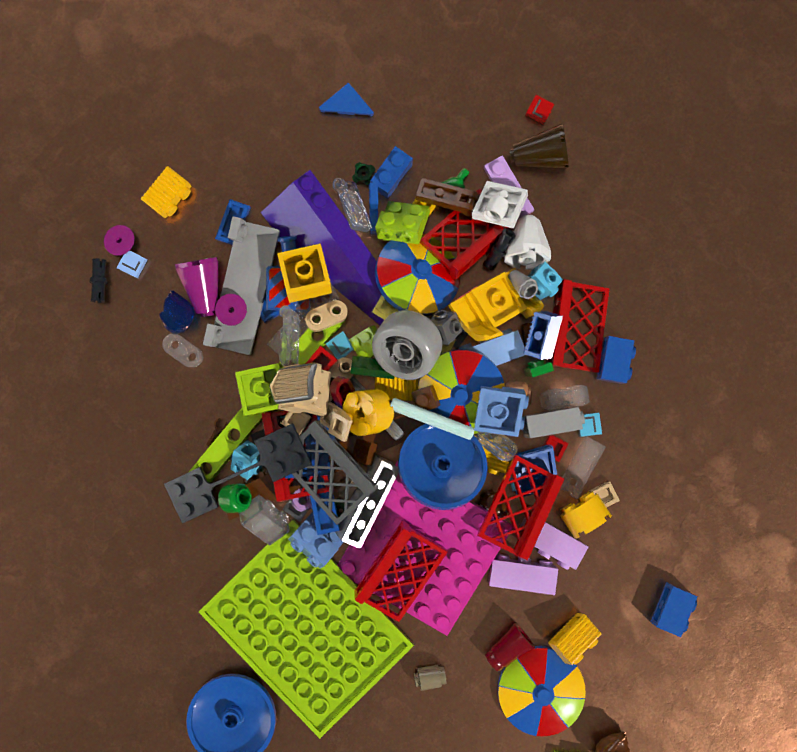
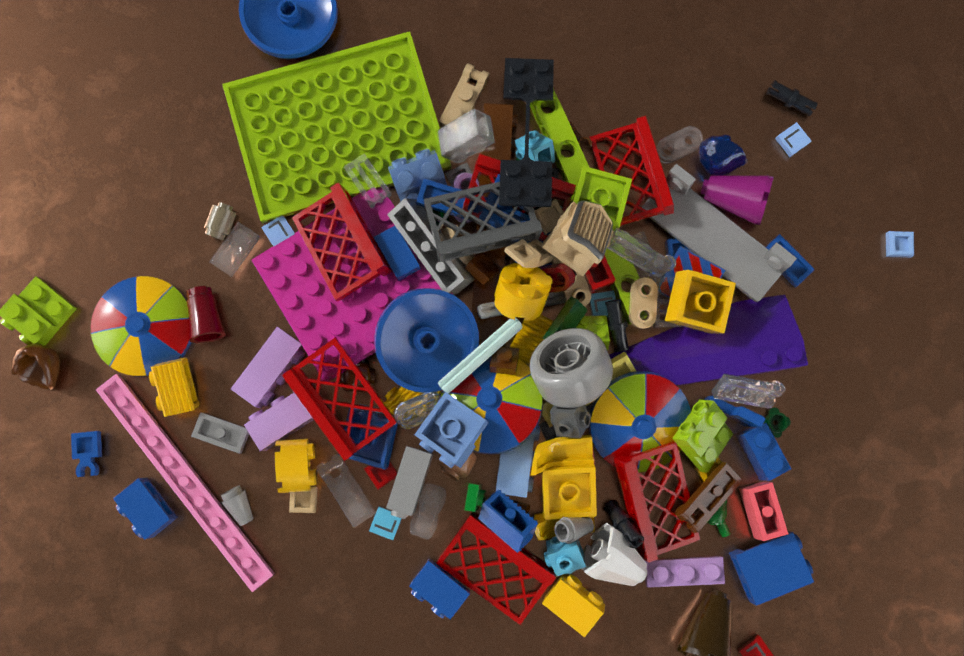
camera: 115 degrees right, 5 degrees down
(119, 240) = (824, 138): magenta piece -> none
(167, 192) = (851, 208): yellow brick -> none
(175, 143) = (899, 244): none -> light blue tile
(212, 362) = (650, 161): none -> red fence
(229, 539) = (465, 95): none -> tan plate
(231, 309) = (698, 211): magenta piece -> none
(234, 498) = (503, 116): green head -> none
(287, 242) = (740, 304): blue bush -> none
(346, 102) = (862, 444): blue tile -> none
(348, 562) = (378, 197): none -> clear tile
(352, 327) = (617, 325): none -> black pin
(386, 524) = (397, 253): none -> blue tile
(413, 627) = (278, 230): none -> light blue tile
(435, 152) = (763, 511): none -> coral brick
(445, 653) = (234, 249): none -> clear plate
(473, 125) = (772, 568): none -> blue panel
(500, 204) = (672, 550): white plate -> none
(575, 256) = (574, 603): none -> yellow brick
(589, 585) = (220, 433): none -> light grey plate
(634, 542) = (237, 504): none -> light grey cone
(638, 592) = (185, 482): none -> bright pink plate
(654, 679) = (86, 447): none -> blue plate

